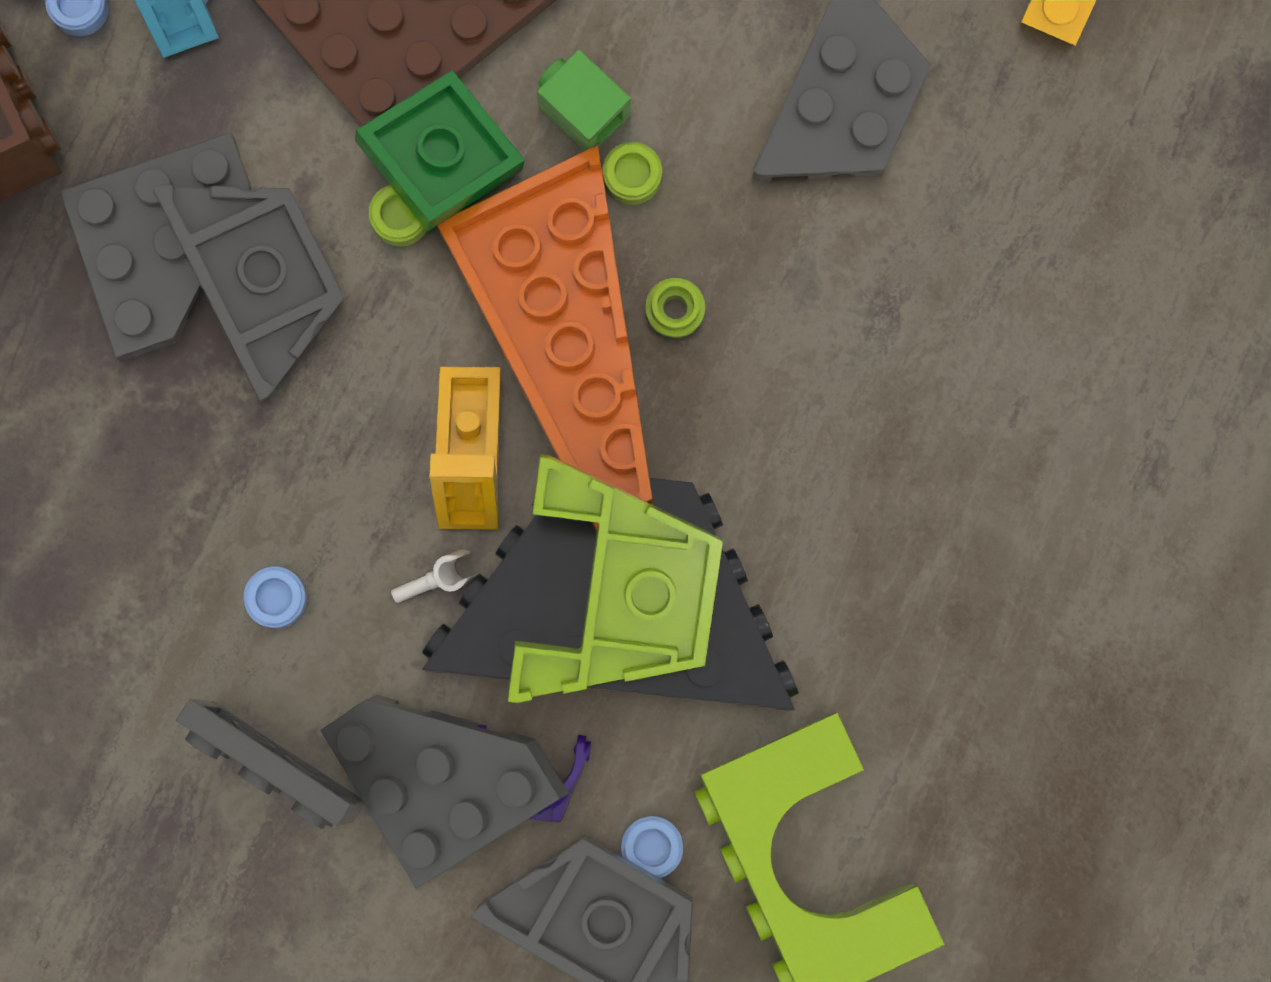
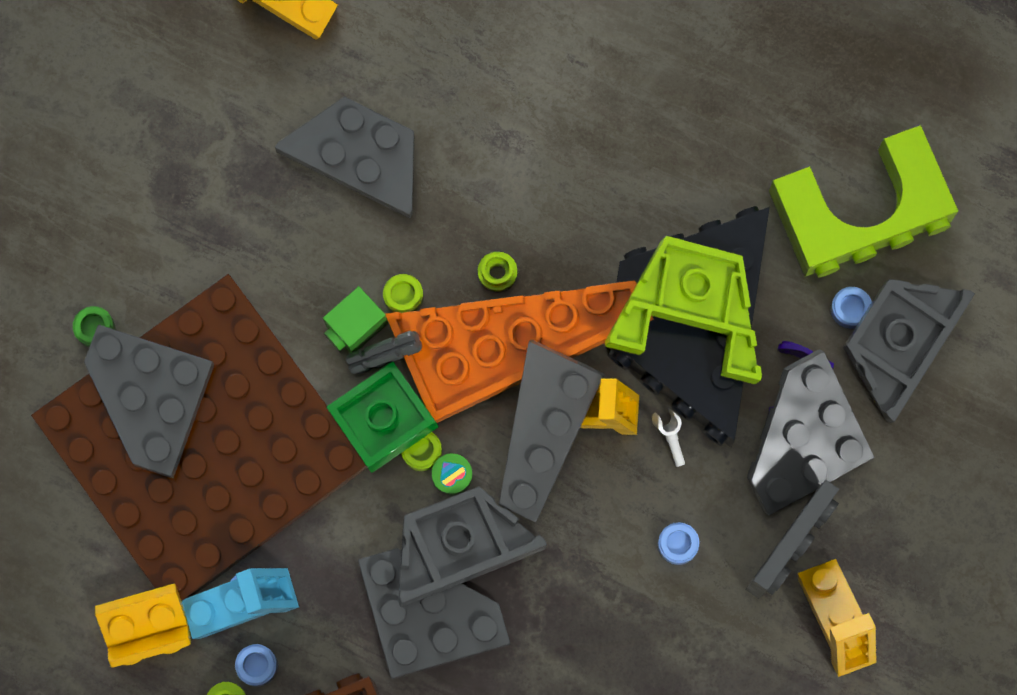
camera: 80 degrees left, 5 degrees down
(169, 838) = (840, 617): none -> yellow bracket
(364, 260) = (452, 474): none -> bright green tile
(439, 386) = (546, 422): none -> dark grey wing
(536, 146) = (384, 352): none -> dark grey axle

